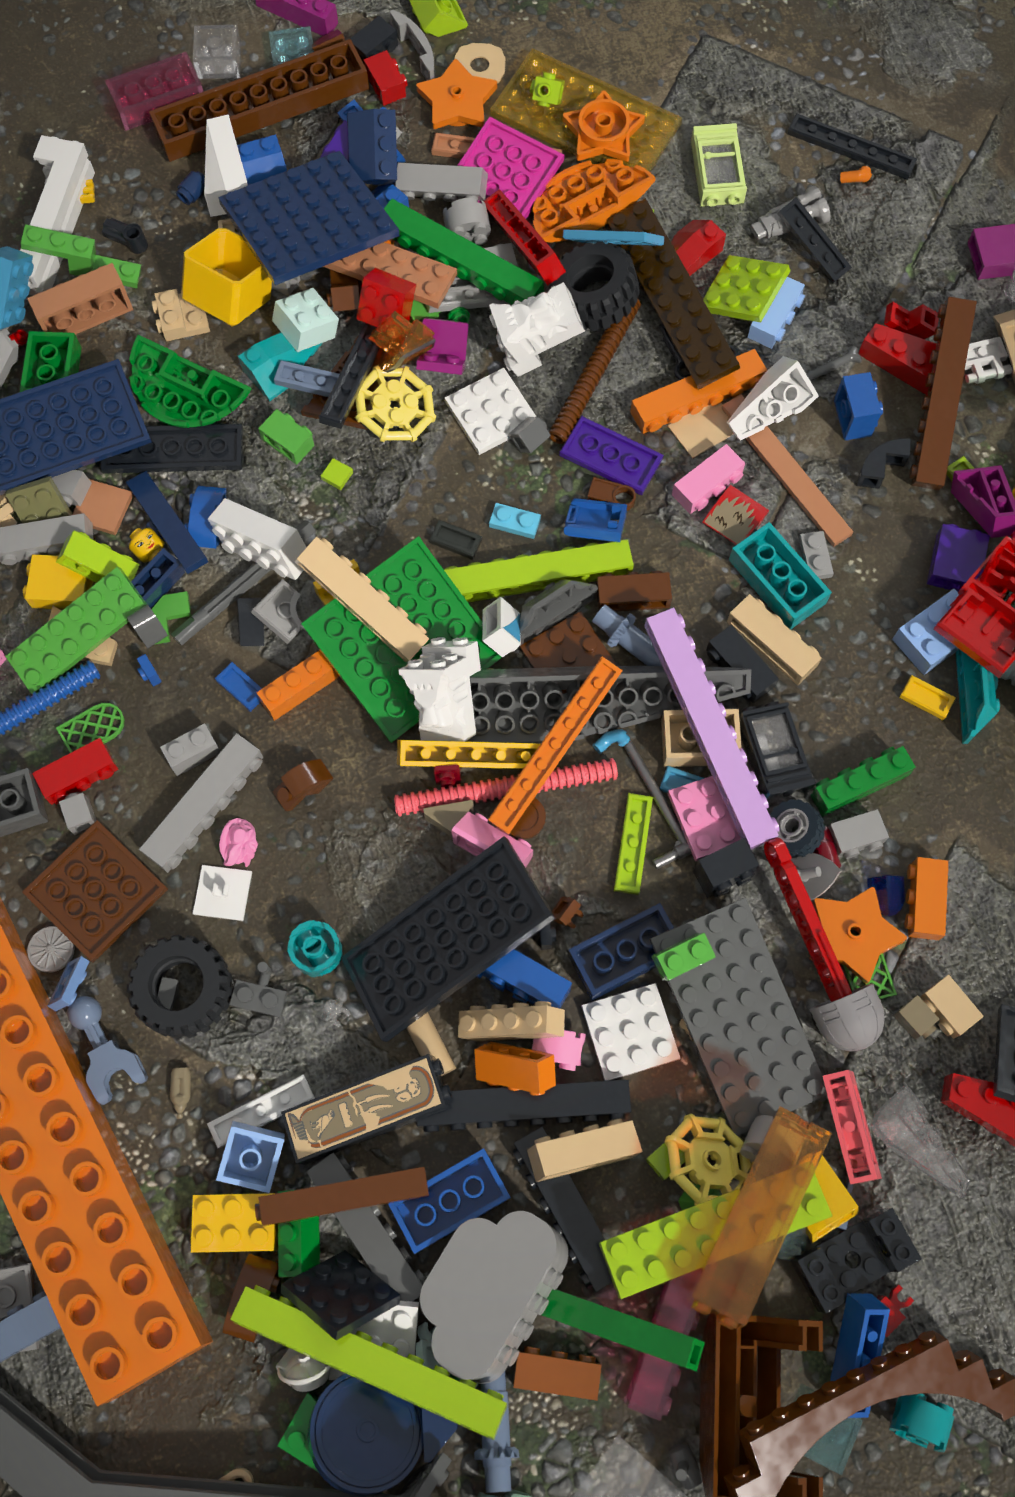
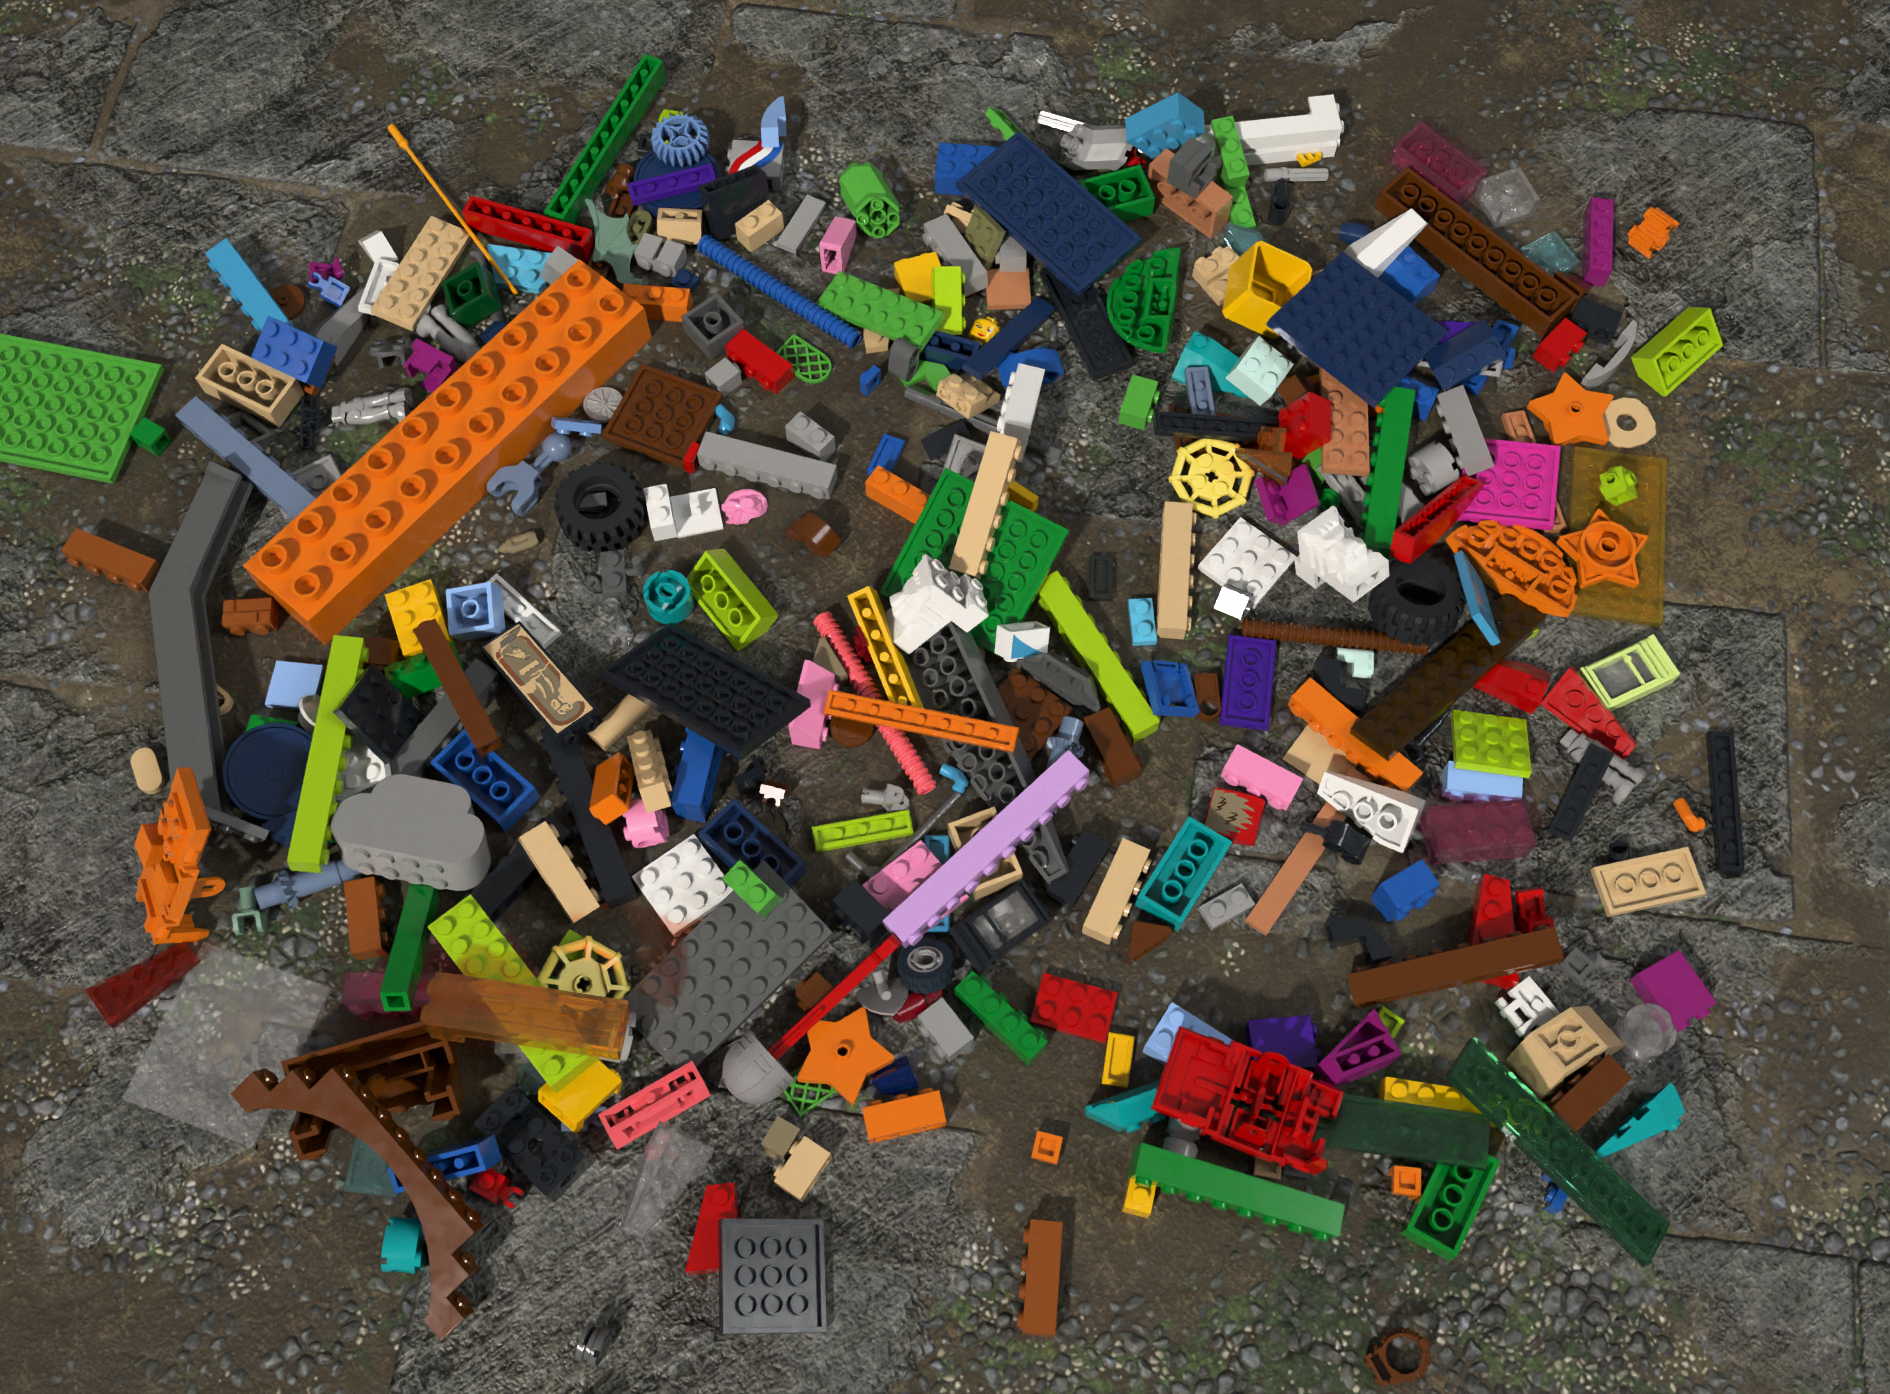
camera: 70 degrees right, 5 degrees down
(68, 280) = (1192, 167): none -> dark grey plate
(97, 217) = (1295, 174): none -> light grey axle
(128, 826) = (727, 420): none -> dark azure arm
(145, 1420) = (250, 615): none -> dark orange brick
(157, 278) = (1241, 238): none -> clear light blue slope
(160, 874) = (691, 460): none -> red tile
(209, 584) = (967, 394): none -> tan plate
(211, 926) = (660, 512): none -> white brick
(250, 1389) = (292, 682): none -> light blue tile
(336, 474) = (1122, 457): lime tile -> none
(339, 887) = (730, 598): none -> lime slope
(475, 471) = (1174, 570): none -> tan brick
(611, 807) = (889, 798): none -> light grey piece
(625, 357) = (1361, 661): none -> light aqua piece
(634, 386) = (1327, 675): none -> black brick
(744, 206) = (1584, 712): none -> red wing
(785, 941) = (812, 991): none -> reddish brown brick
(789, 439) = (1341, 839): none -> black beam
(822, 329) = (1477, 831): none -> clear pink brick
(827, 634) = (1145, 938): none -> reddish brown slope
(867, 237) = (1619, 851): none -> black hinge
(868, 717) = (1074, 1008): none -> red plate
(903, 229) = (1647, 881): none -> tan plate
(990, 785) = (1047, 1147): none -> orange plate

